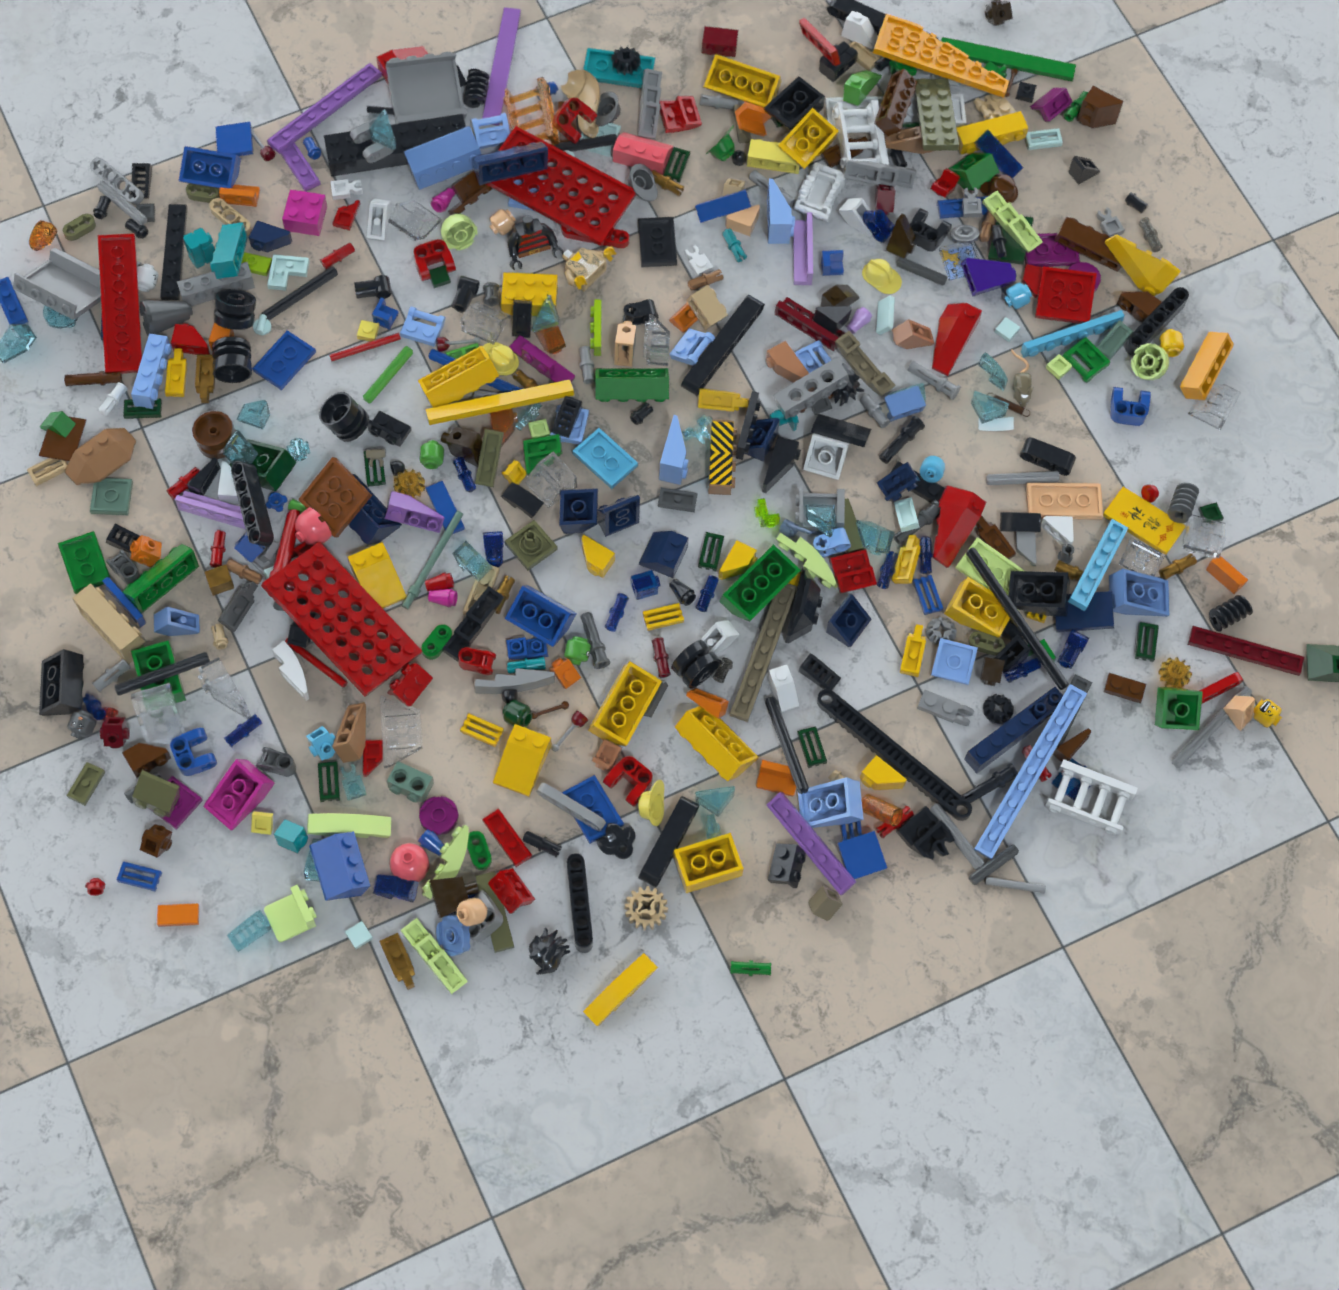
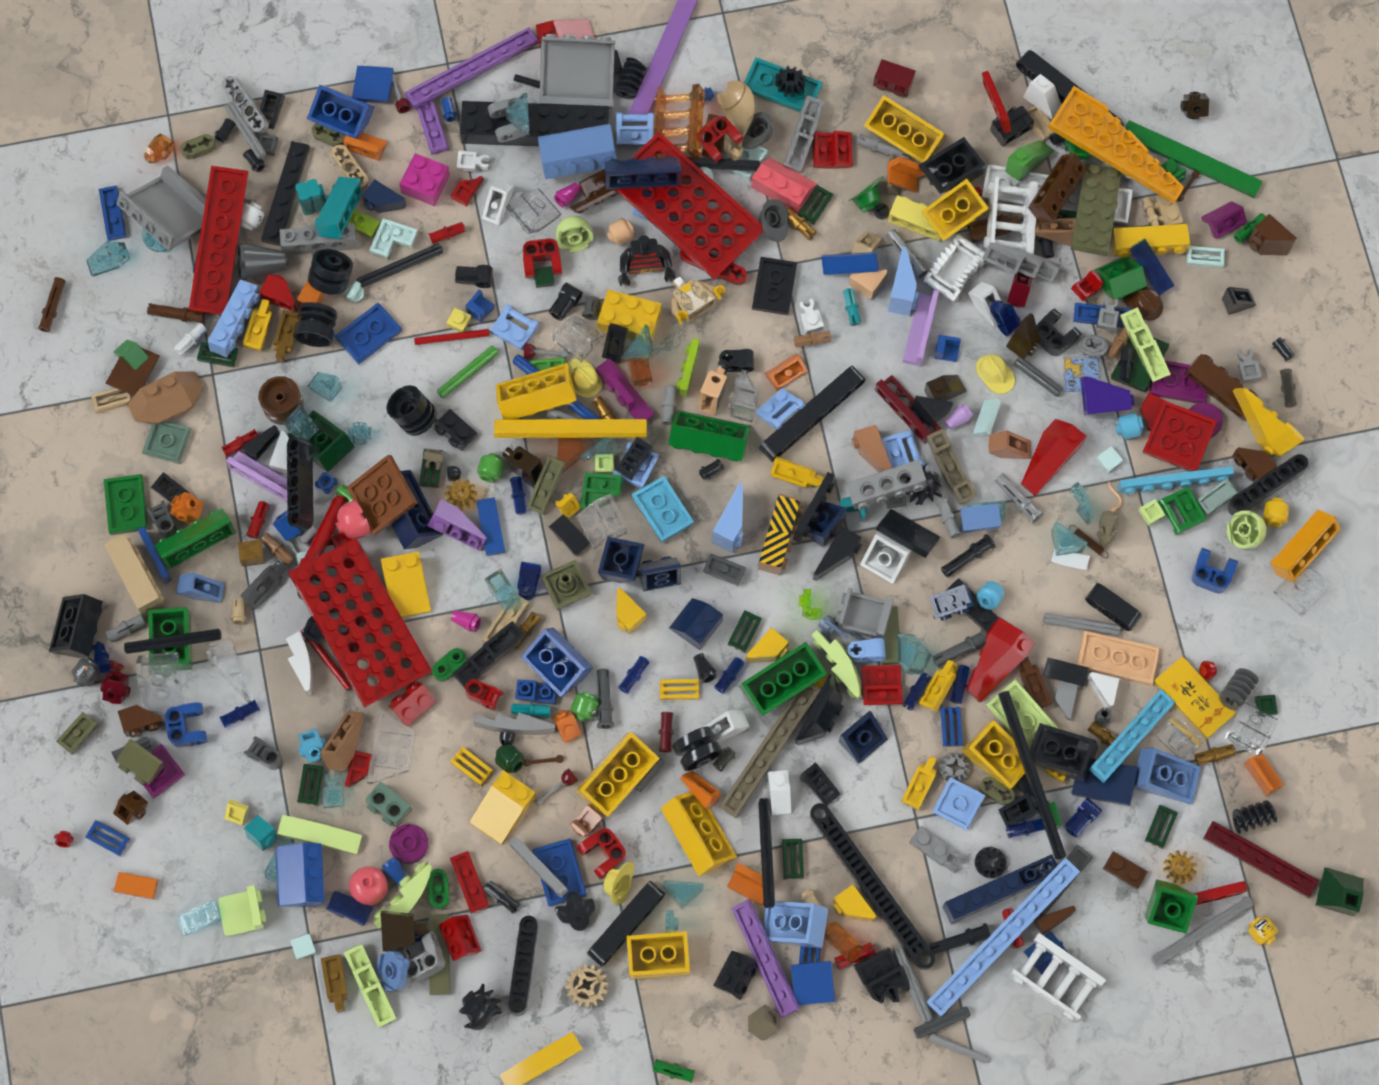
camera: 15 degrees right, 5 degrees up
(238, 793) = (220, 777): dark pink slope -> none
(414, 590) = (440, 605): sand green bar -> none
(440, 582) = (467, 604): red cone -> none
(471, 912) = (413, 954): light nougat head -> none
(645, 584) = (669, 652): clear blue brick -> none
(699, 430) = (763, 501): clear light blue plate -> none
(707, 307) = (805, 370): tan brick -> none
(821, 517) = (863, 623): clear light blue slope -> none
(906, 514) = (951, 637): light aqua tile -> none
(992, 671) = (993, 822): dark brown brick -> none
(1026, 92) = (1199, 202): black bracket -> none
(1240, 710) = (1234, 922): light nougat slope -> none

